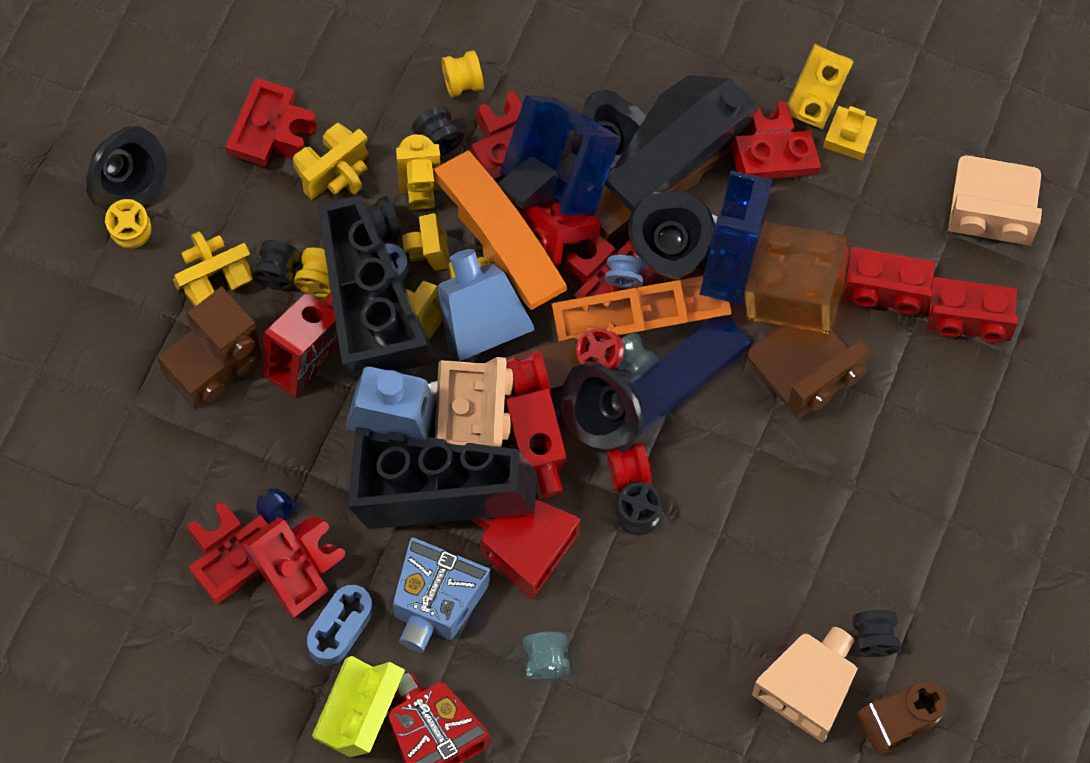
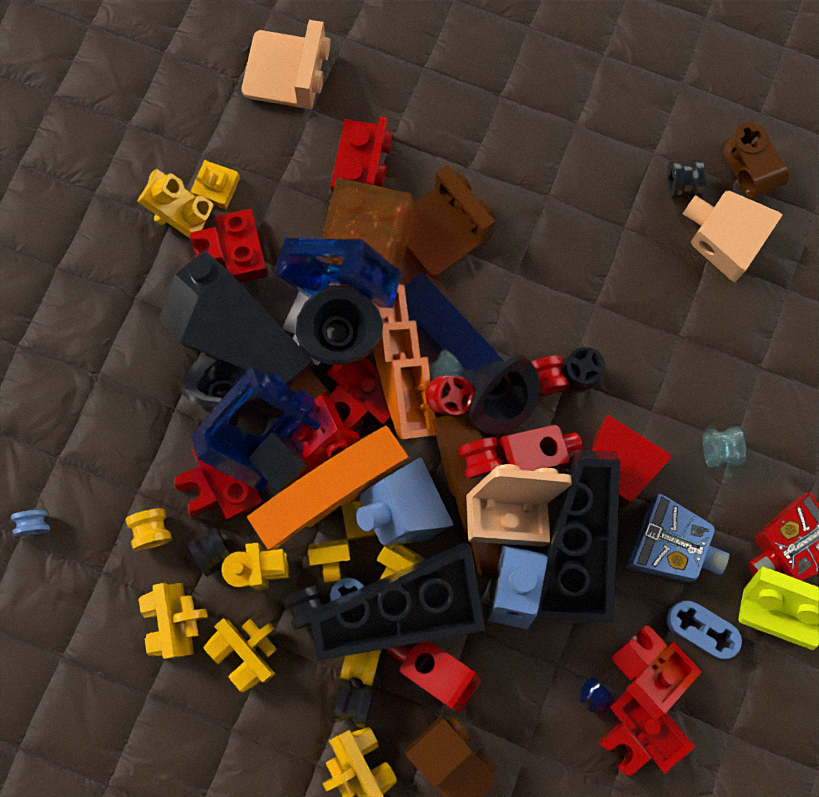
camera: 90 degrees left, 10 degrees up
(269, 124) = (198, 719): red plate -> none
(368, 97) = (175, 620): none -> yellow hips
(624, 271) = (368, 374): medium blue bush -> none
(972, 310) = (387, 91): red bracket -> none

